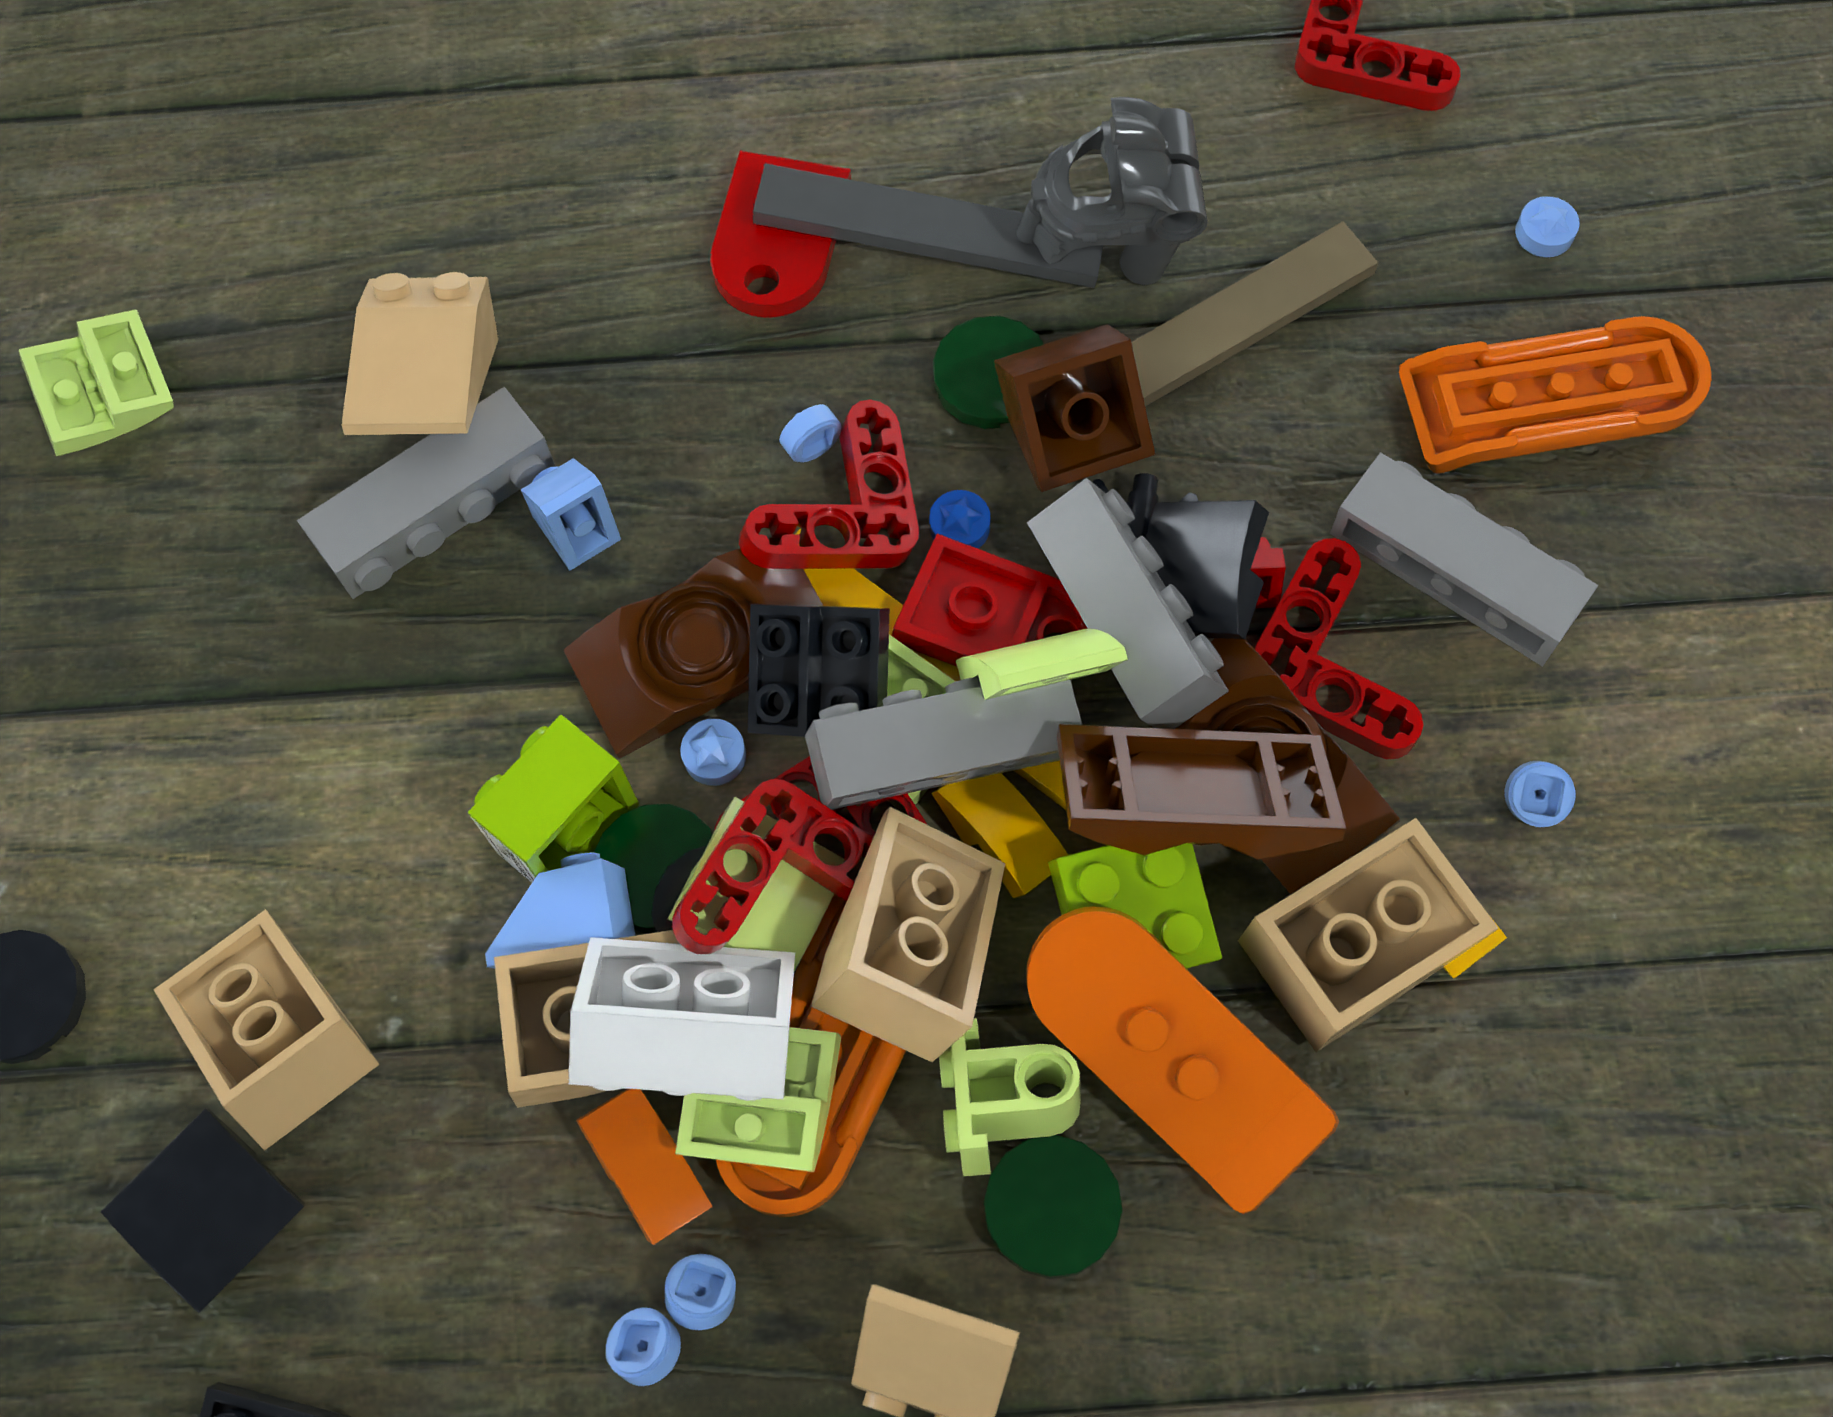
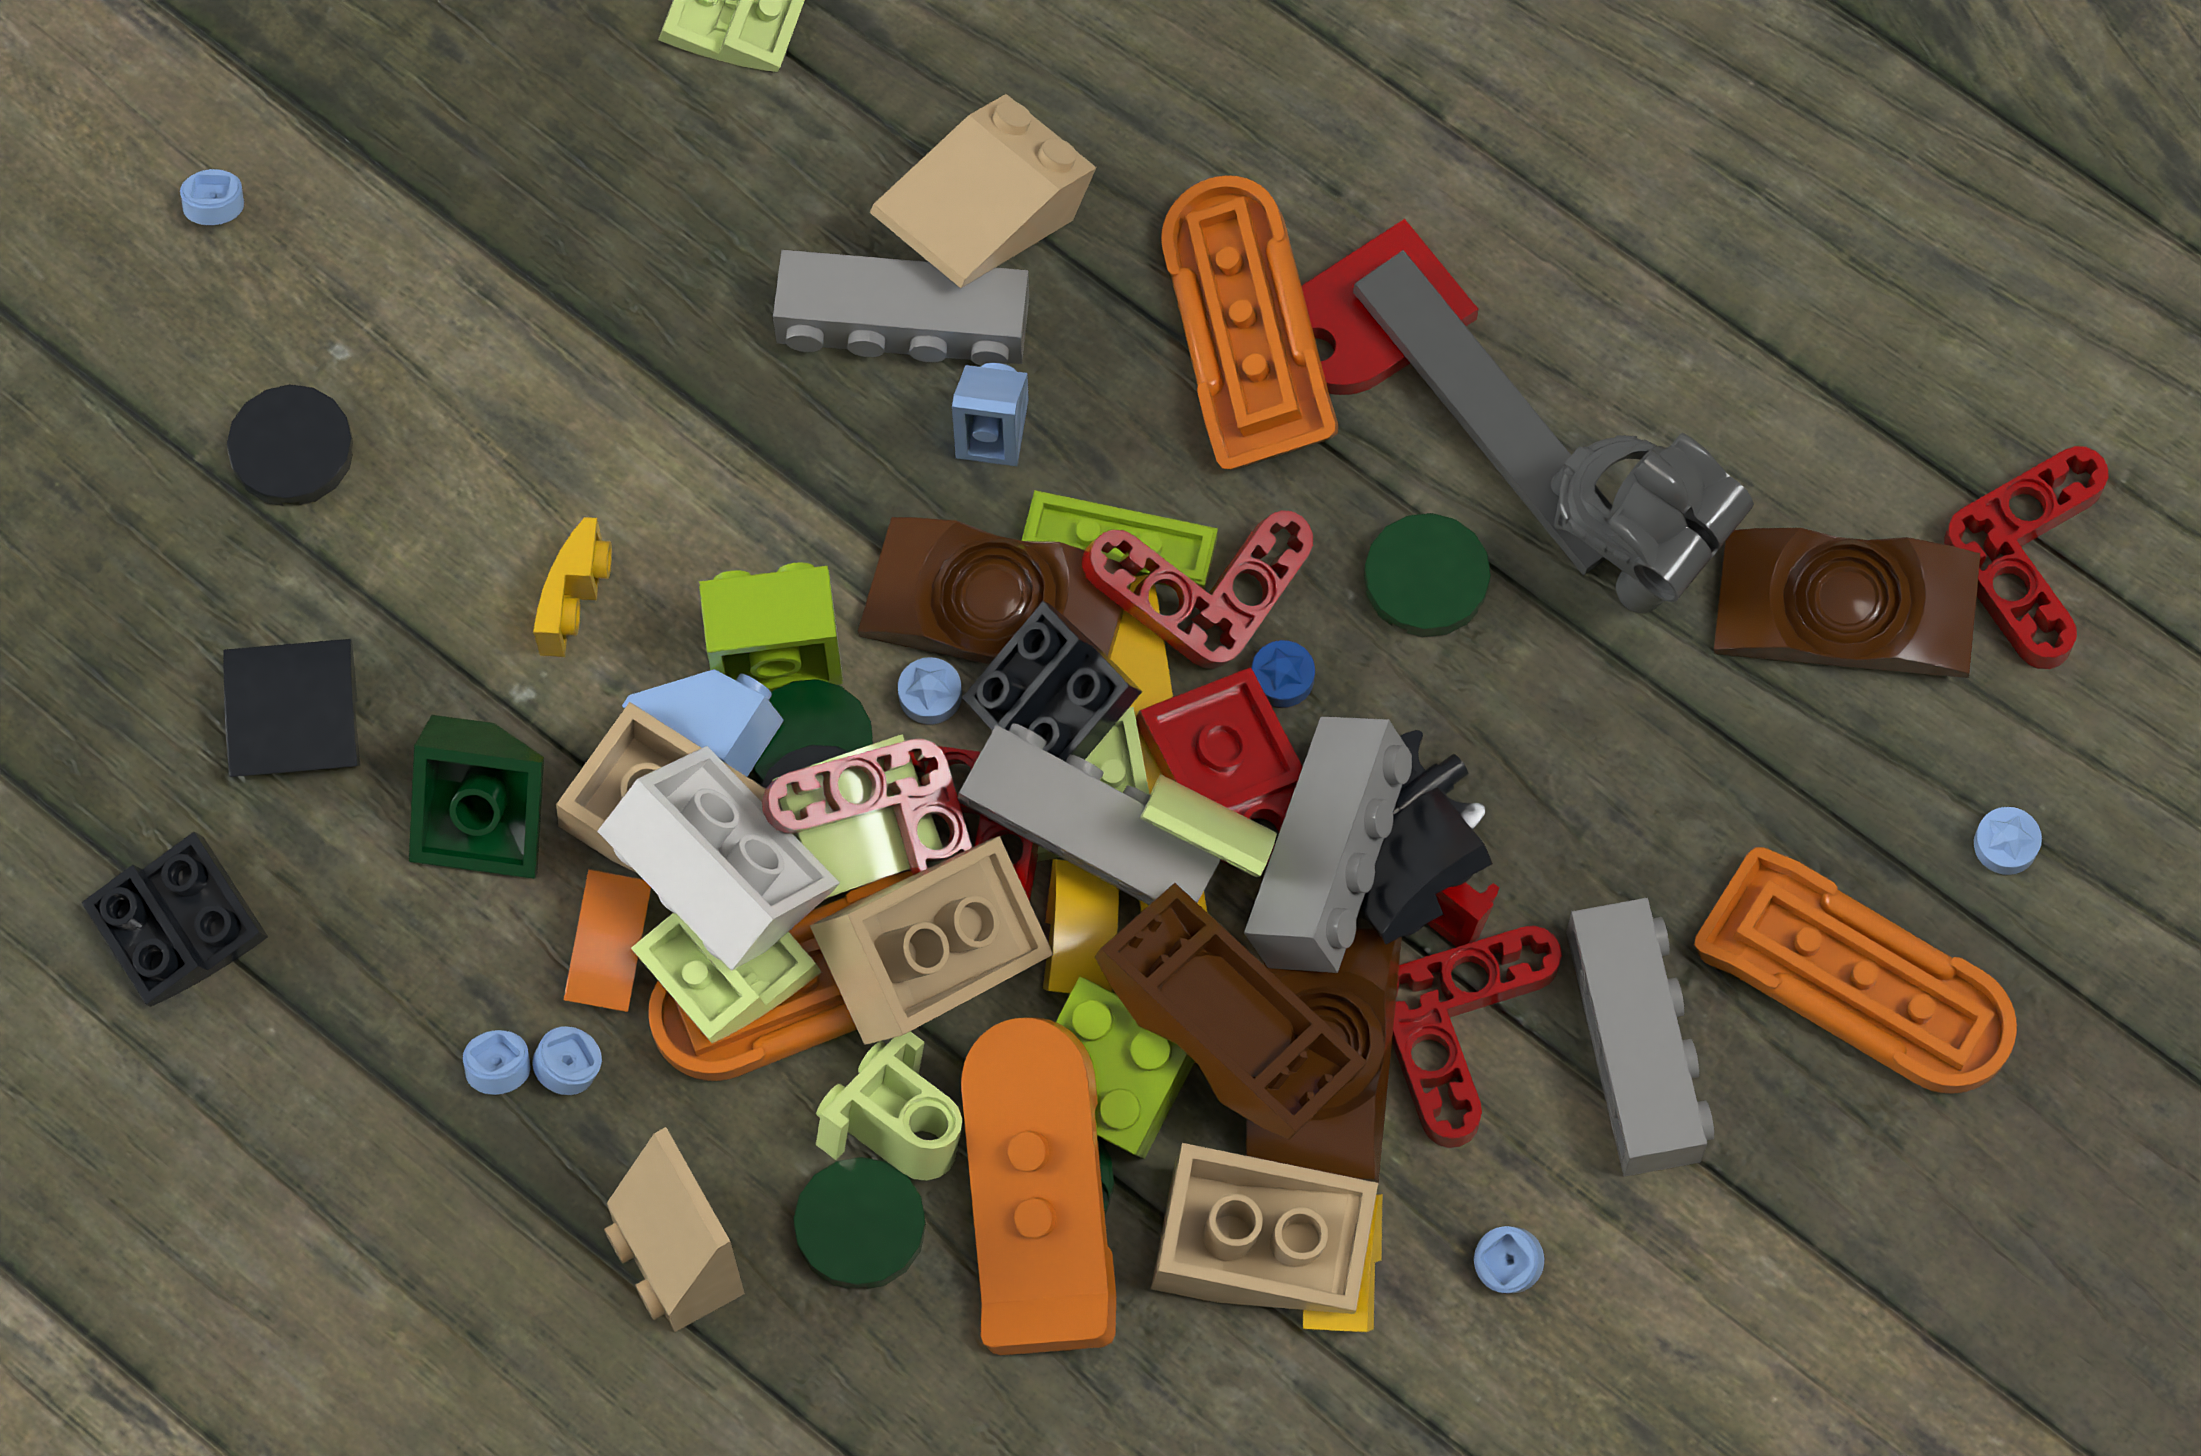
camera: 40 degrees right, 0 degrees up
(264, 1030) = (436, 617): tan slope -> none
(351, 904) = (571, 578): none -> yellow slope
(429, 1145) = (475, 798): none -> dark green slope
(697, 303) = (1245, 322): none -> orange piece
(719, 531) = (1080, 522): none -> lime tile
(810, 433) = (1232, 505): light blue tile -> none
(1076, 406) = (1449, 658): reddish brown slope -> none
(1250, 310) = (1642, 692): dark tan tile -> none
(1295, 156) = (1847, 601): none -> reddish brown slope

